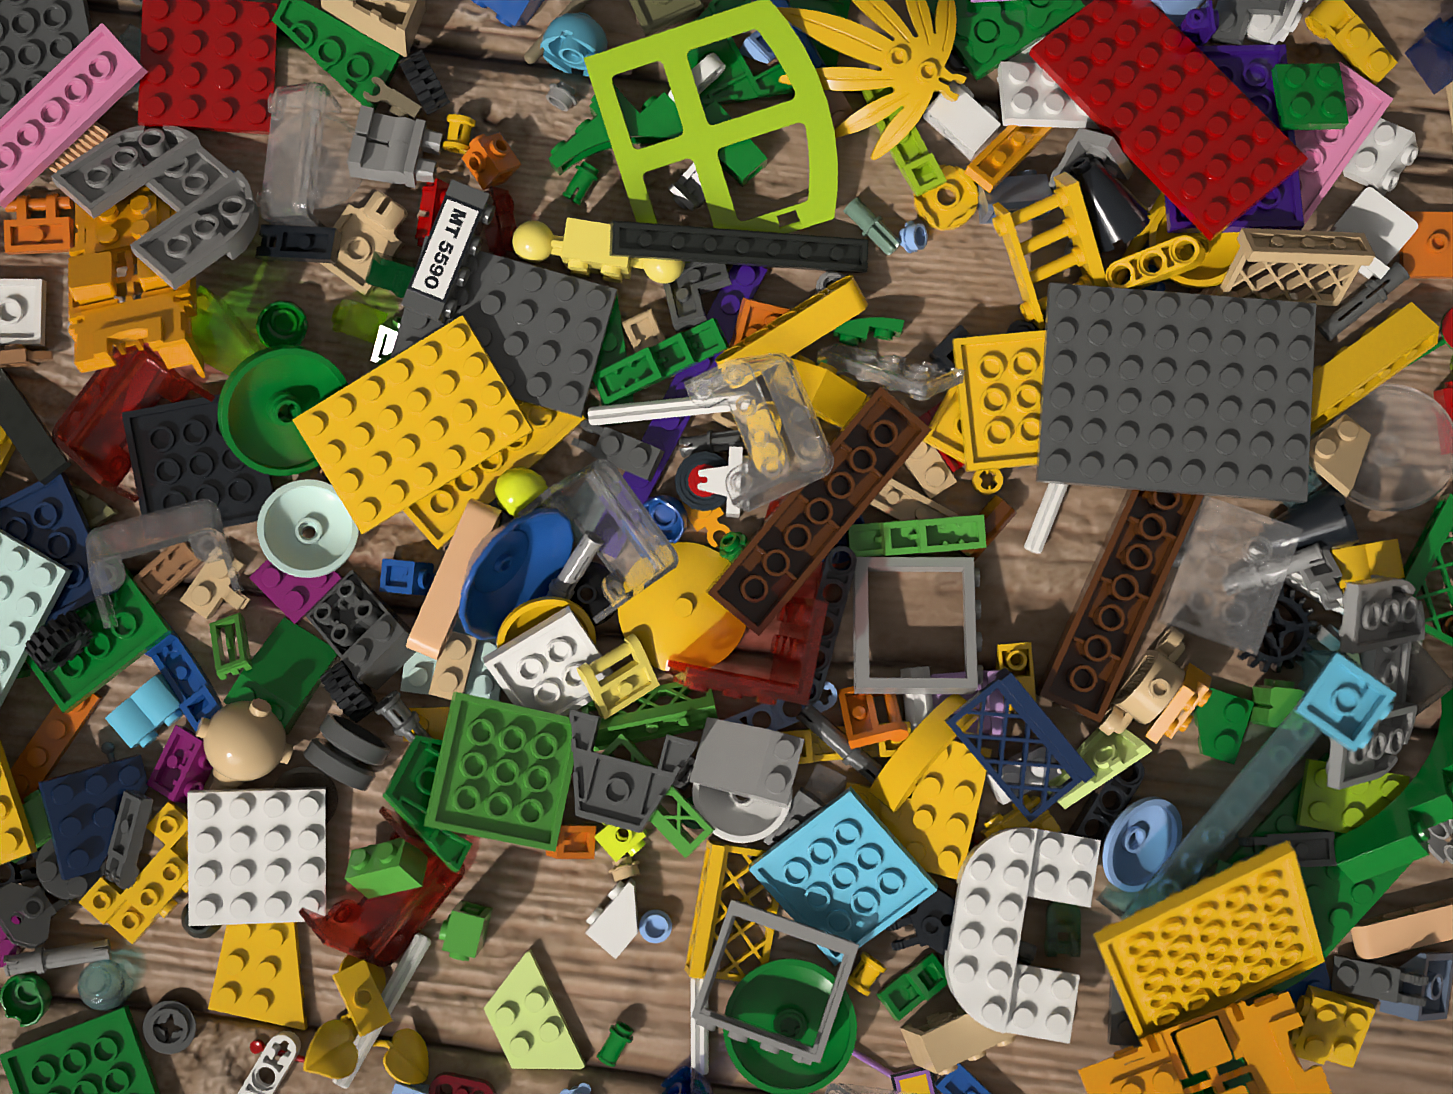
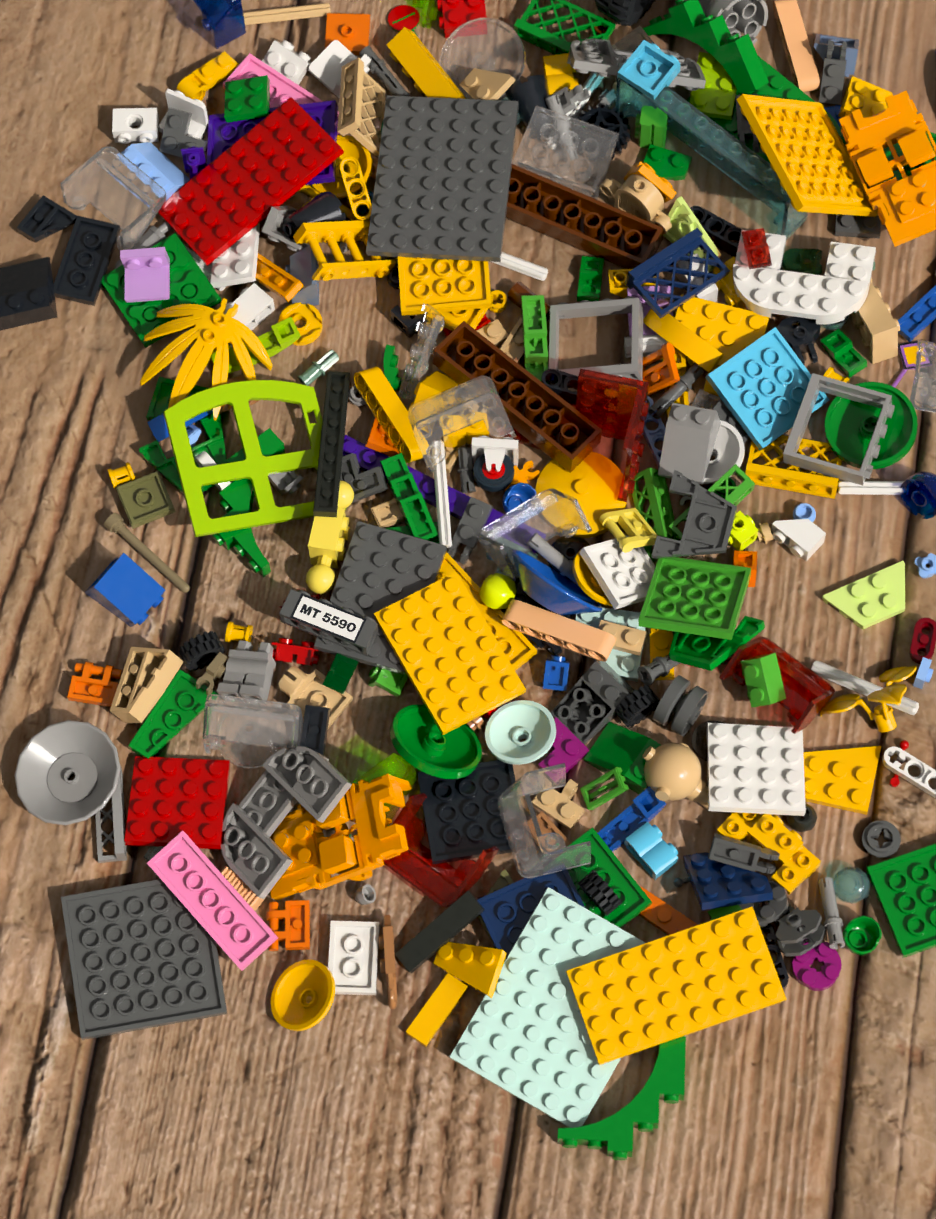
camera: 85 degrees left, 20 degrees down
(181, 766) = (690, 826): magenta bracket -> none
(282, 324) = (371, 751): green hair -> none
(357, 320) = (370, 704): clear neon green bracket -> none
(362, 998) = (853, 693): yellow plate -> none
(465, 930) = (807, 629): bright green brick -> none
(490, 160) = (259, 609): orange brick -> none
(561, 96) = (215, 566): light grey plate -> none
(572, 39) = (179, 551): medium azure cylinder -> none
(583, 179) = (278, 554): green pin -> none
(615, 1043) = (886, 540): green pin -> none
(732, 544) = (538, 458): green plate -> none
(913, 237) = (327, 342): light blue plate -> none
(1026, 615) = (590, 279): none -> green slope
(1060, 864) = (756, 248): none -> clear red slope
(1141, 842) = (744, 208): light blue dish -> none

